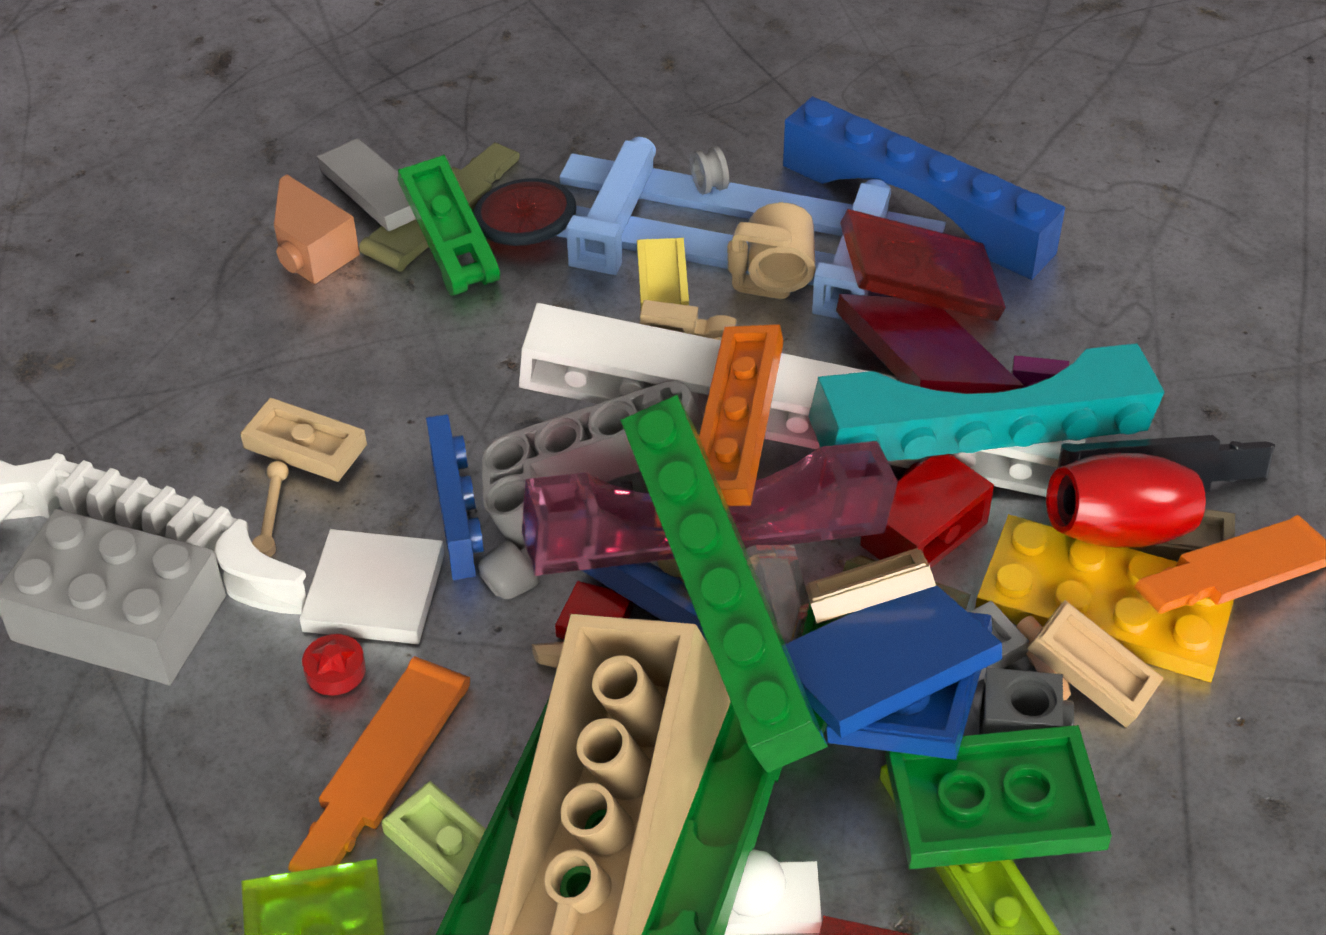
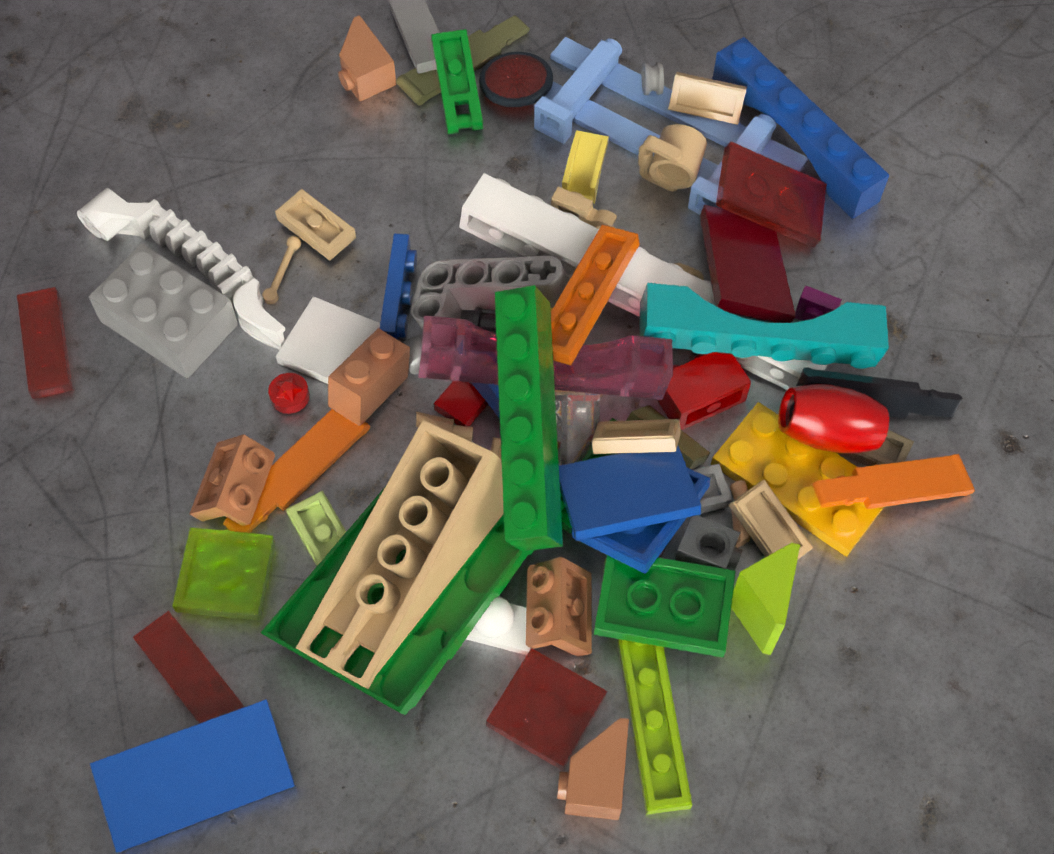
camera: 15 degrees right, 15 degrees up
(287, 800) = (233, 480): none -> nougat bracket
(450, 608) = (368, 376): none -> nougat brick
(790, 177) = (707, 98): none -> tan tile
(842, 845) = (559, 606): none -> nougat bracket
(1140, 749) = (764, 595): none -> lime slope

